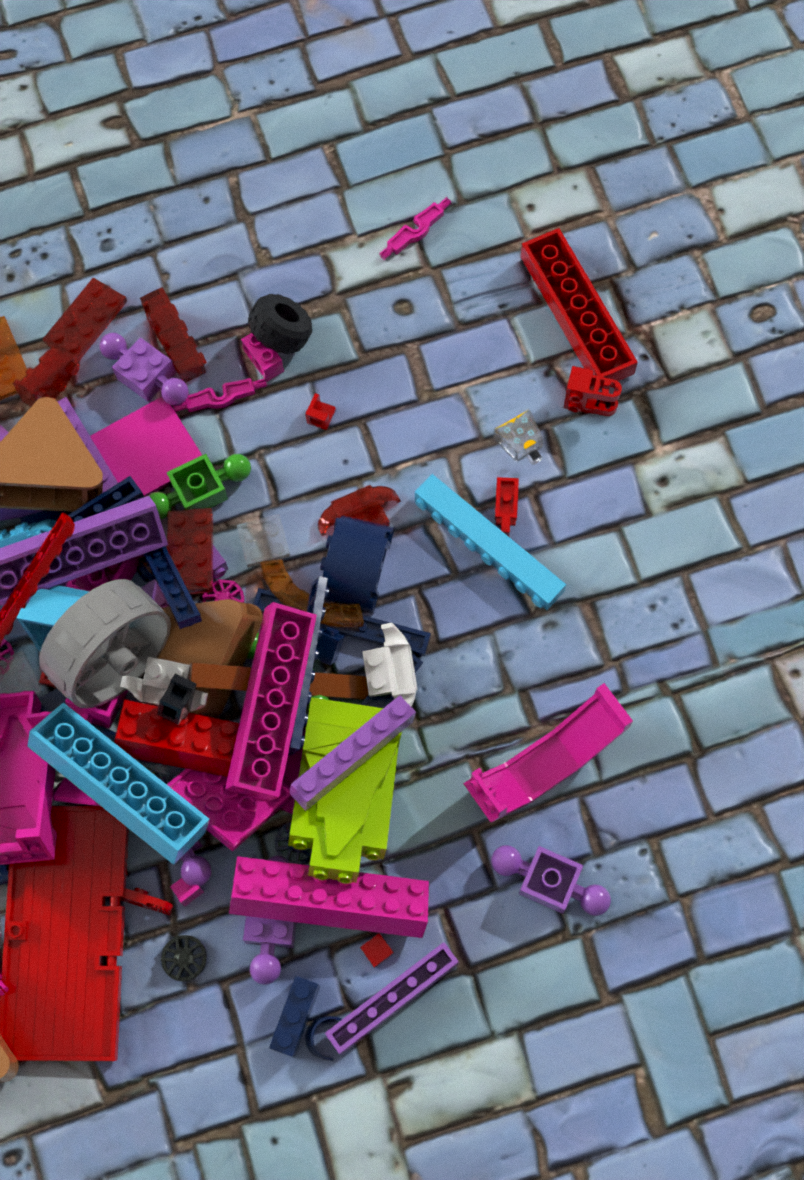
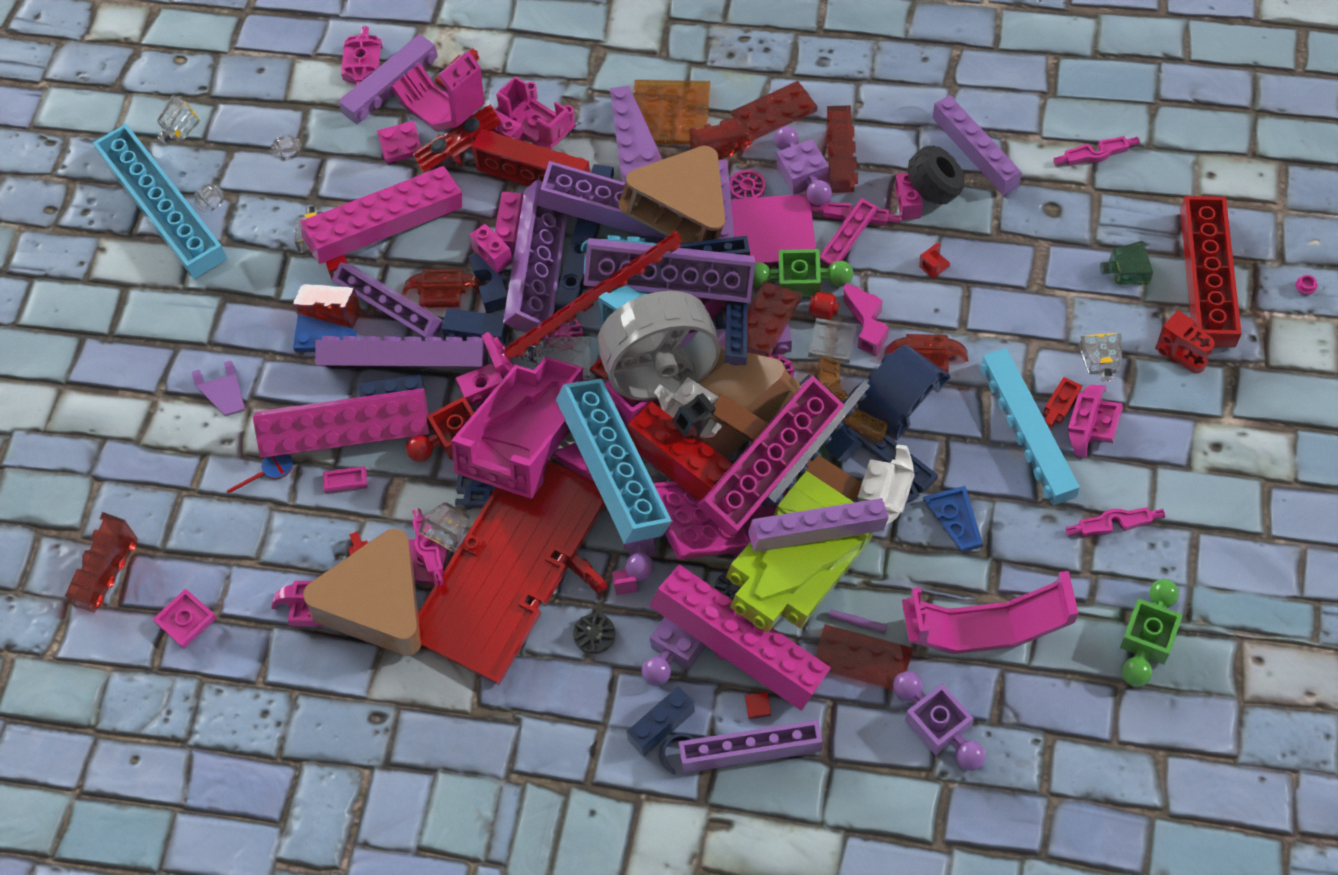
camera: 30 degrees right, 10 degrees down
(98, 412) = (747, 185): none -> dark pink wheel
(223, 420) = (848, 232): none -> dark pink tile
(237, 509) = (823, 305): none -> red head
(279, 493) = (866, 310): none -> dark pink arch
(301, 272) = (976, 145): none -> medium lavender brick
(427, 816) = (857, 621): none -> medium lavender piece
(449, 850) = (862, 656): none -> clear red plate
(467, 666) = (956, 516): none -> blue wing
(502, 334) = (1129, 265): none -> clear green torso
(543, 507) = (1093, 419): none -> dark pink plate
(619, 593) = (1103, 524): none -> dark pink piece
(667, 282) = (1306, 284): none -> dark pink plate
(695, 696) = (1150, 632): none -> bright green brick

